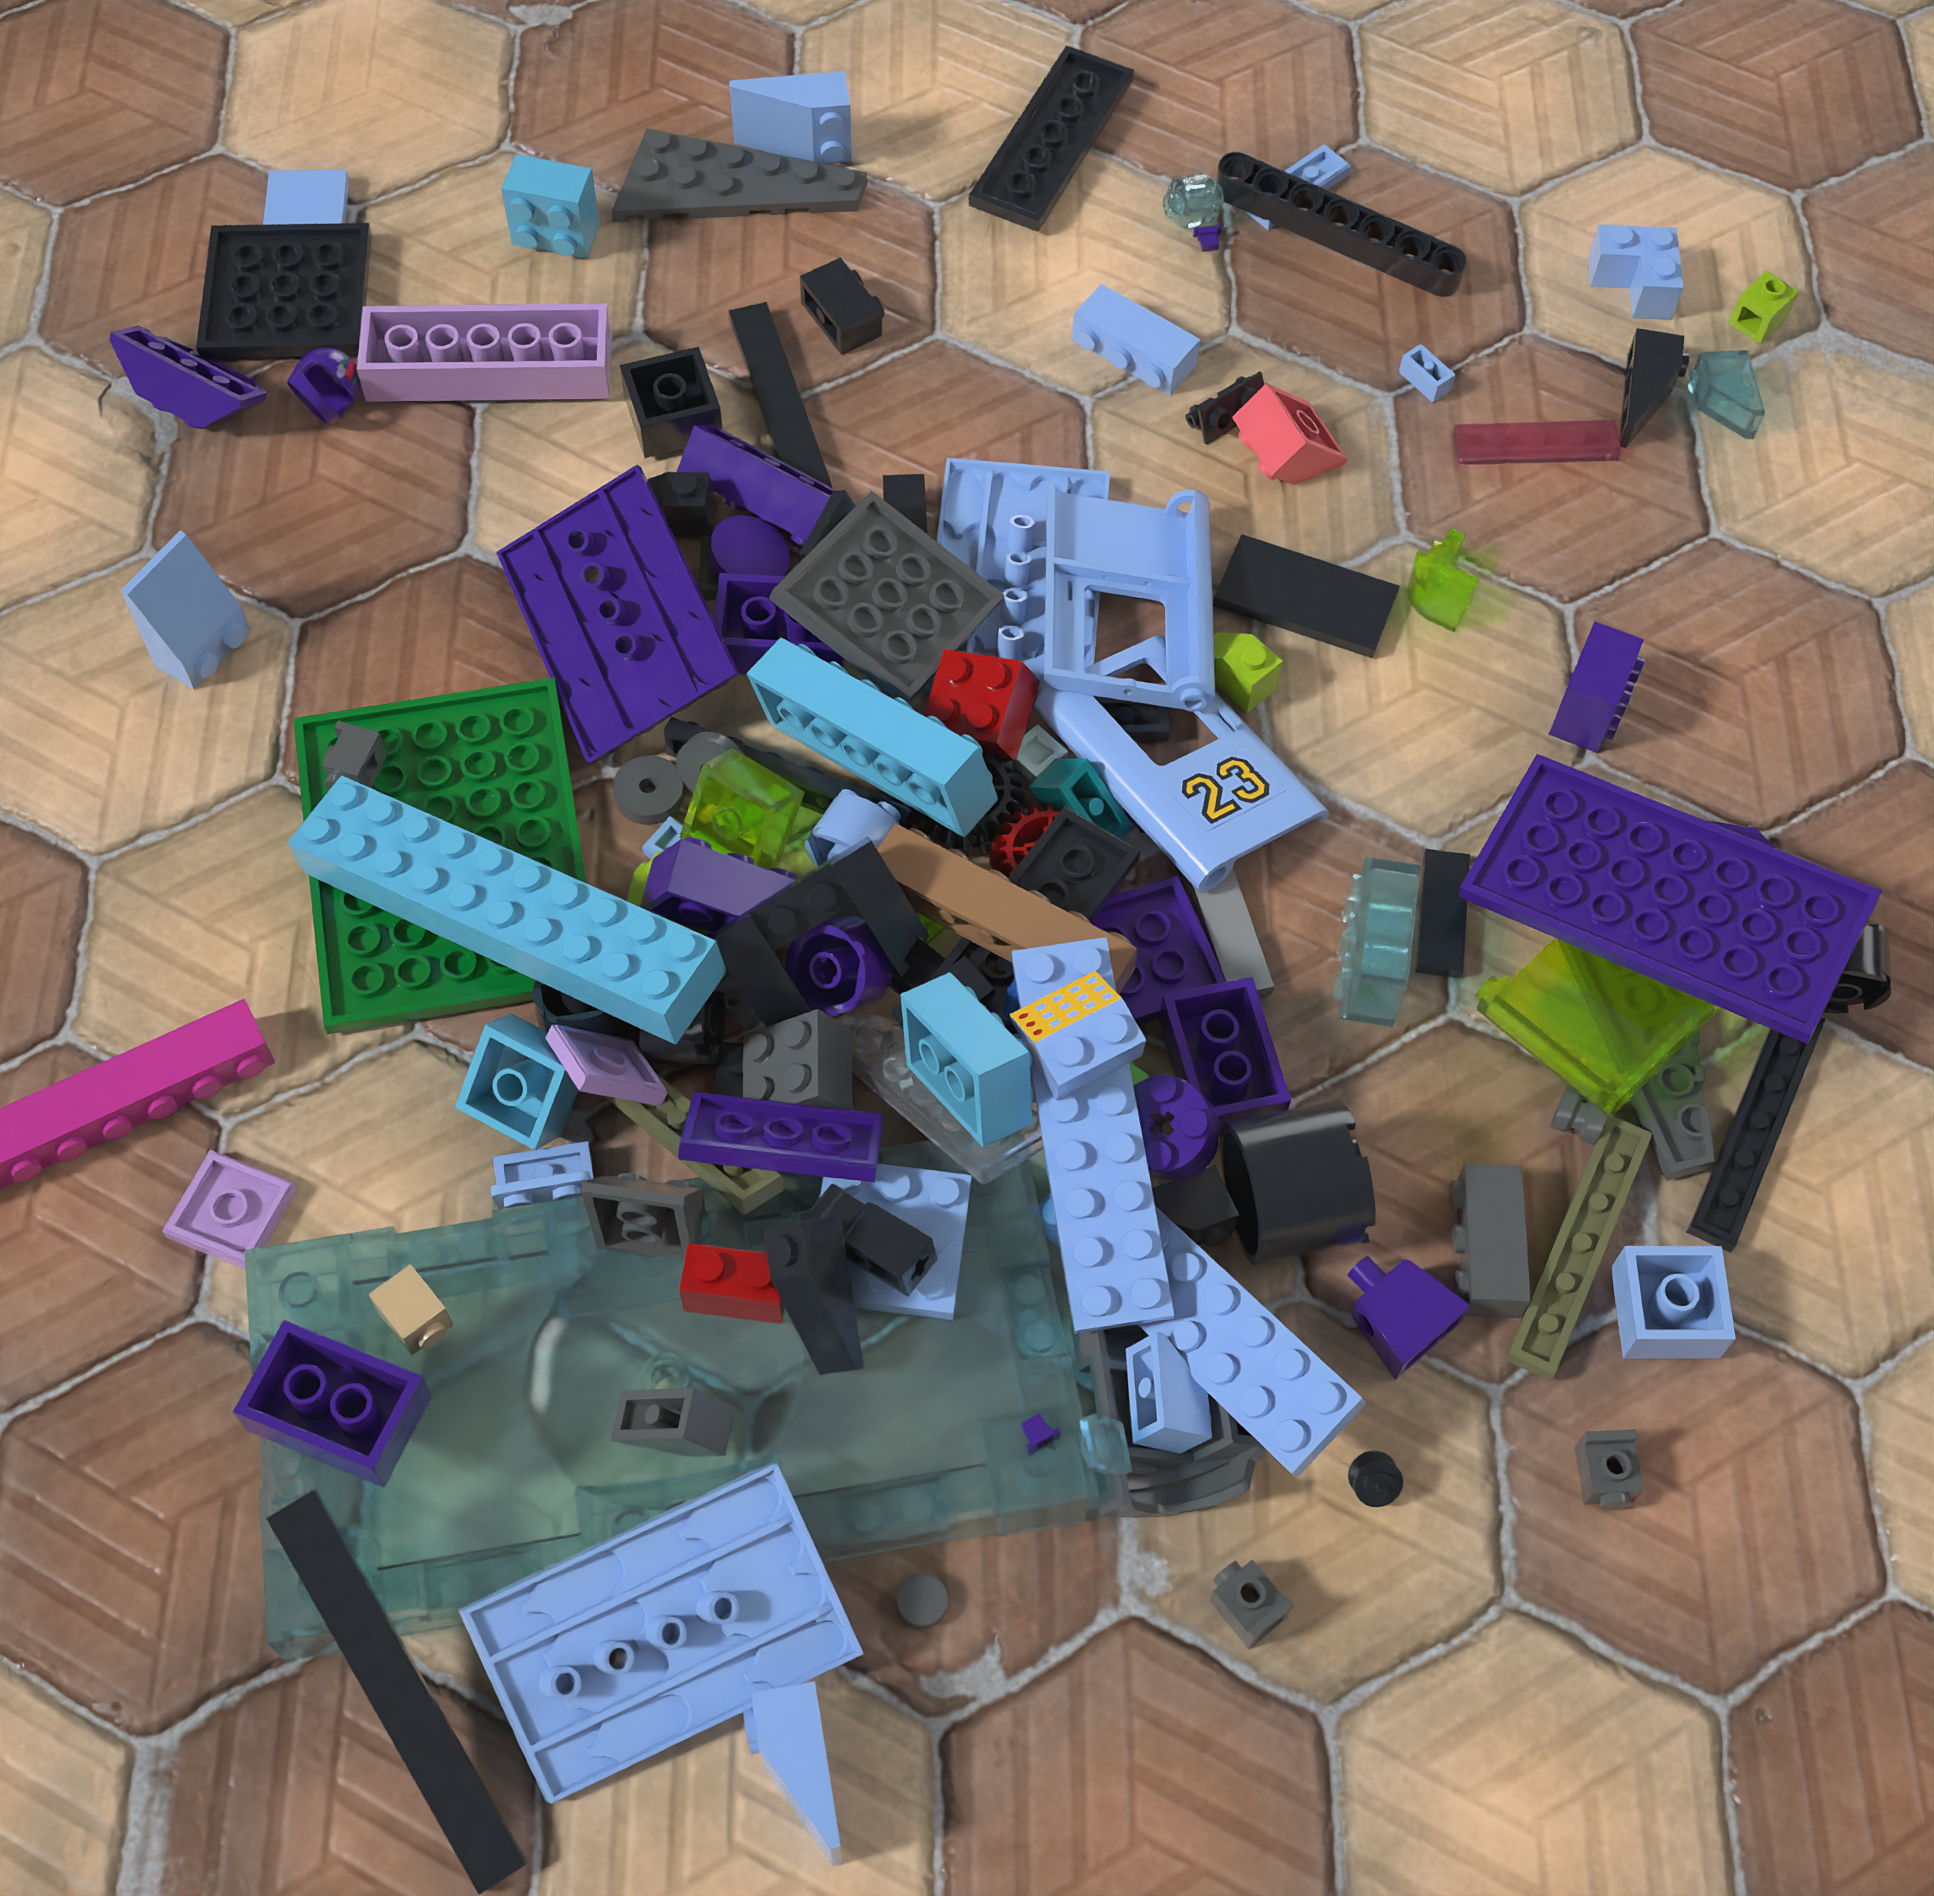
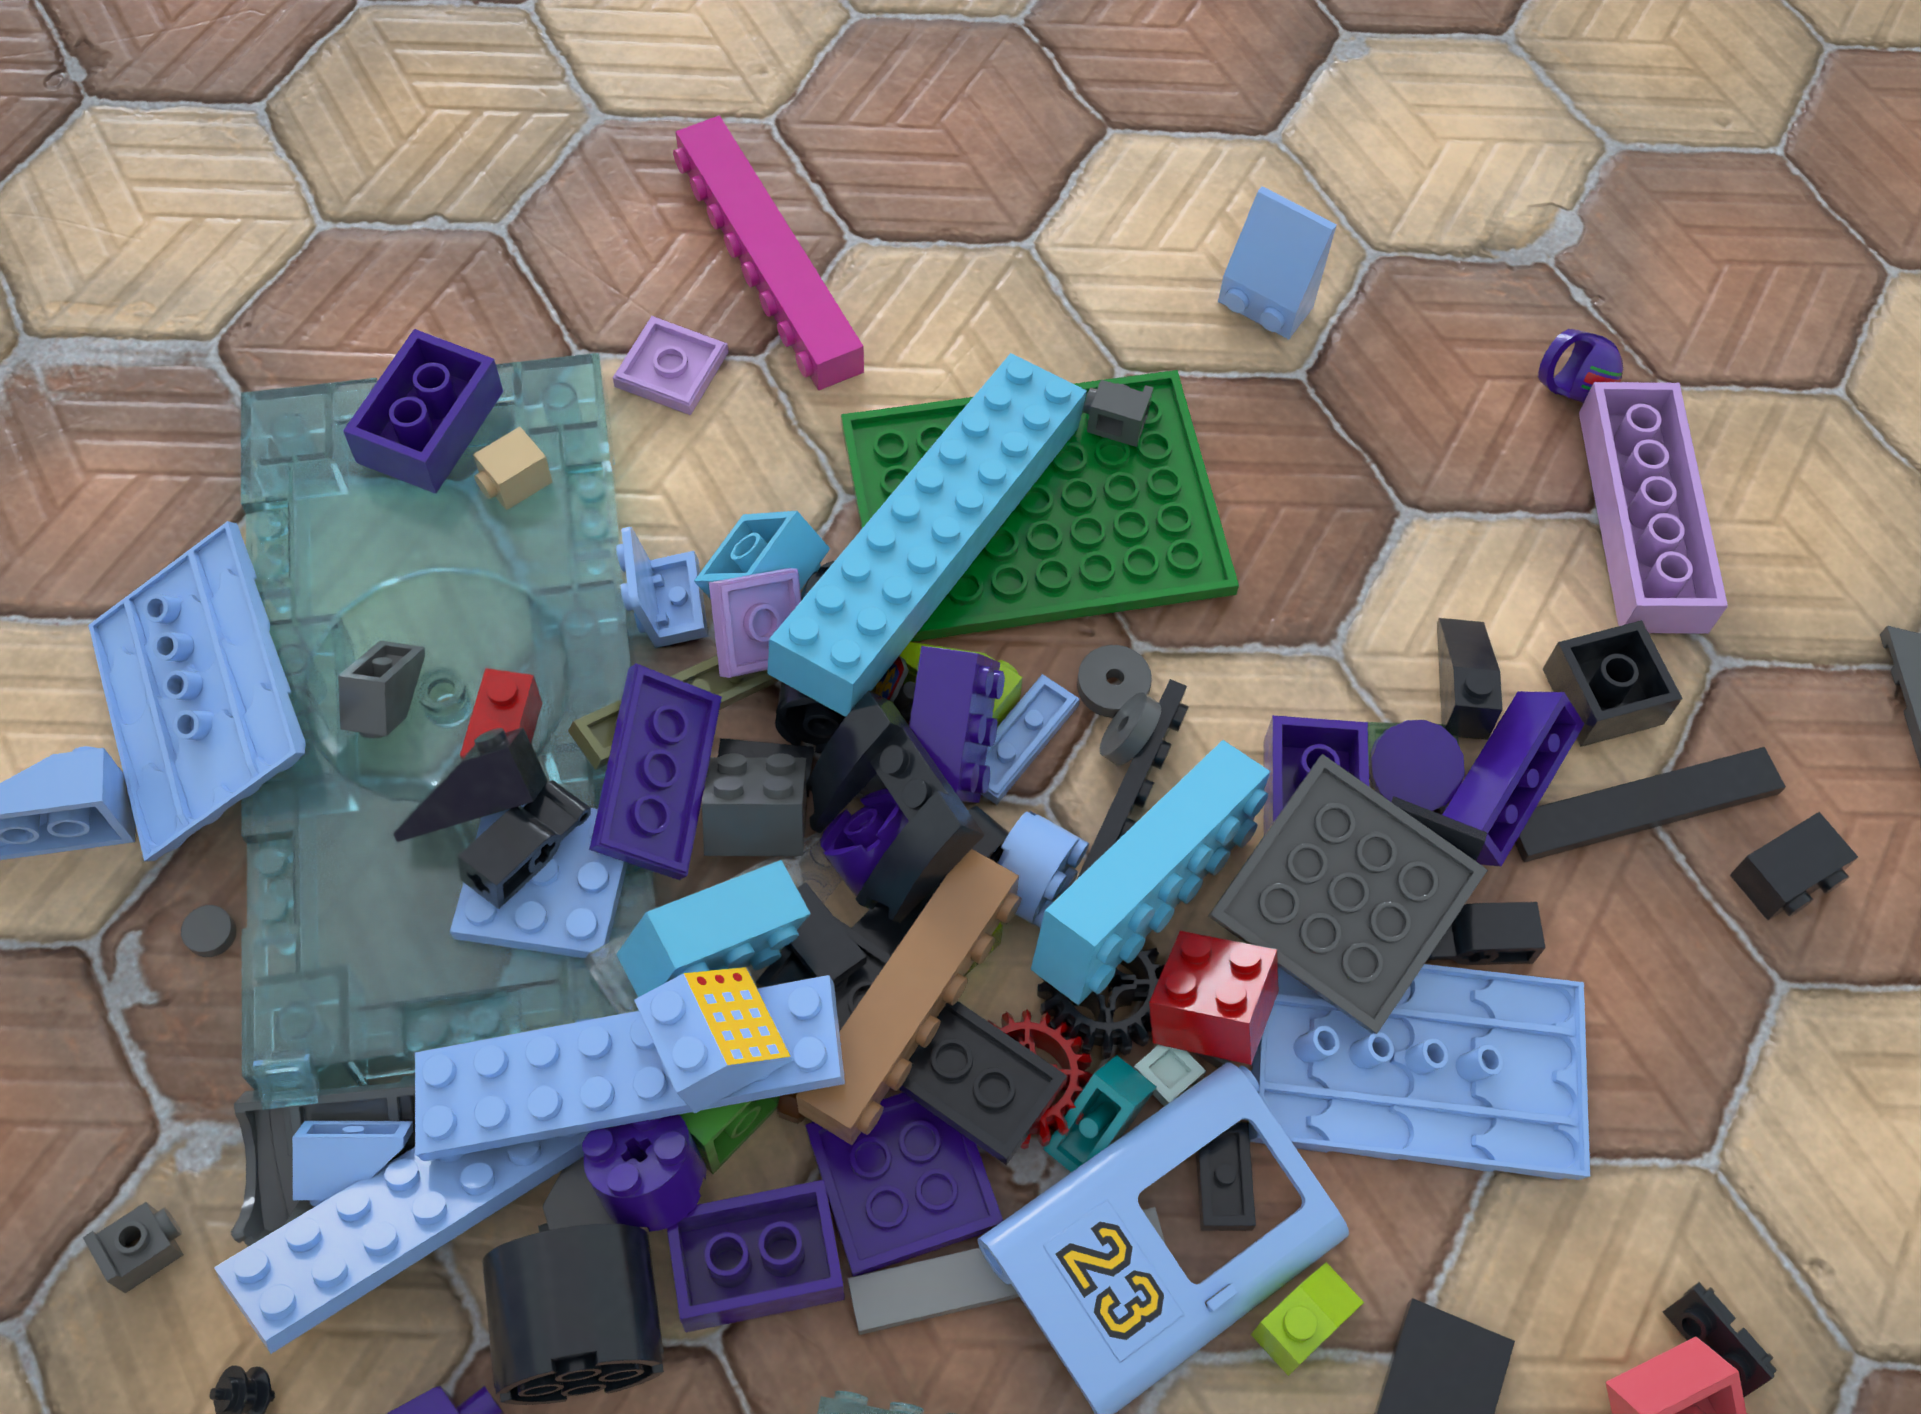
camera: 90 degrees right, 0 degrees up
(181, 380) = (1577, 255): dark purple wedge -> none
(284, 289) = (1713, 331): black plate -> none
(306, 196) = (1832, 346): light blue tile -> none
(397, 1691) = (184, 488): black tile -> none
(551, 206) = (1865, 554): medium azure brick -> none
(634, 639) = (1316, 634): dark purple piece -> none
(643, 1215) = (573, 636): dark grey slope -> none
(742, 809) = (1064, 751): clear neon green brick -> none
(1038, 1433) = (314, 1015): dark purple piece -> none
(1135, 339) = (1807, 1219): light blue brick -> none
(1138, 555) = (1461, 1180): light blue piece -> none

